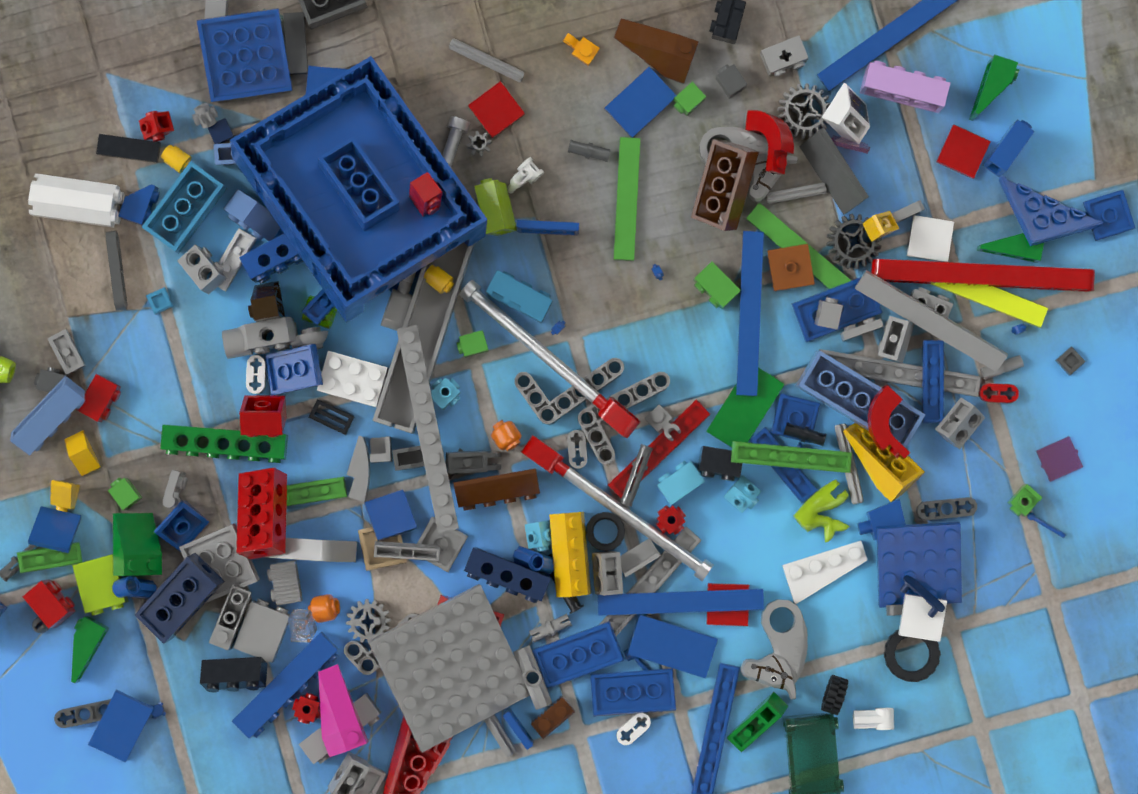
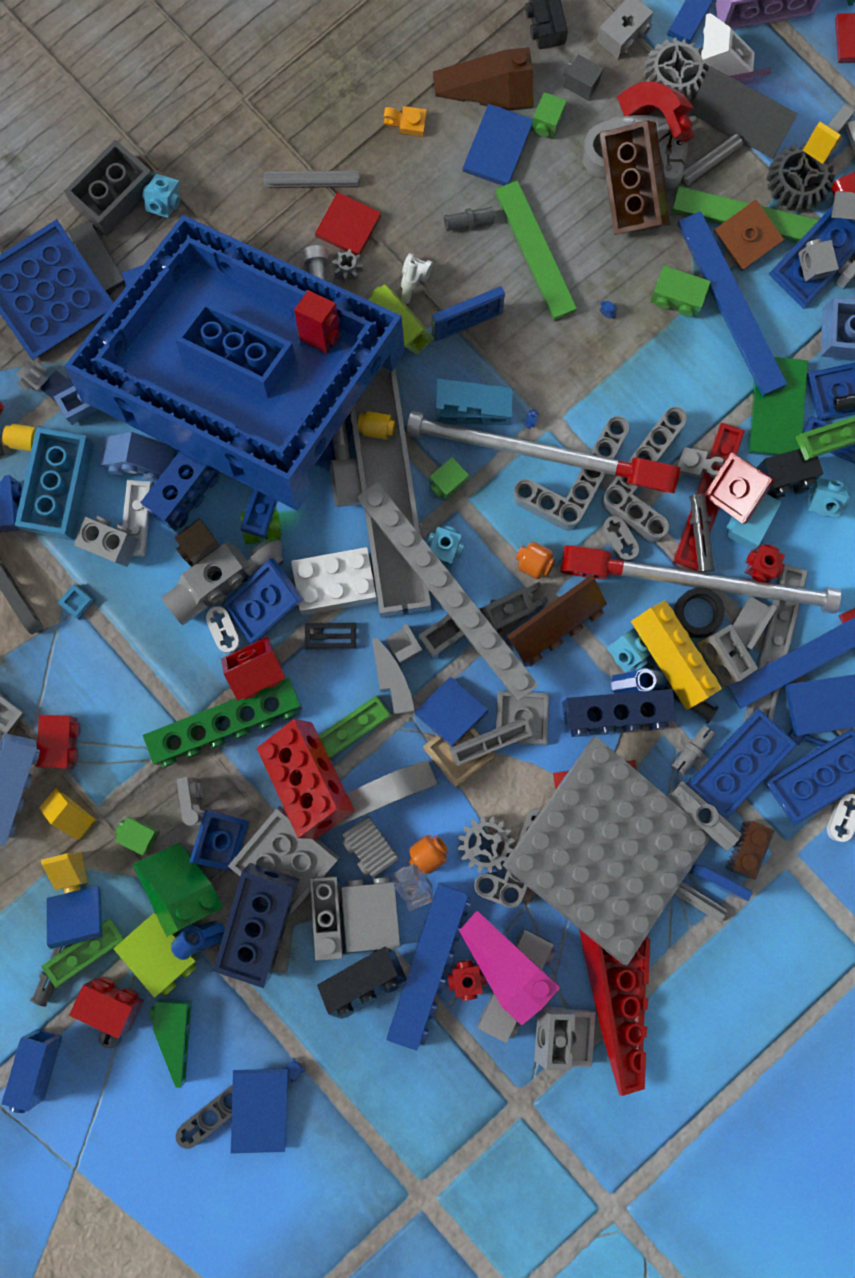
camera: 25 degrees left, 5 degrees down
(366, 21) = (161, 195): none -> medium azure brick
(677, 456) = (739, 488): none -> tile

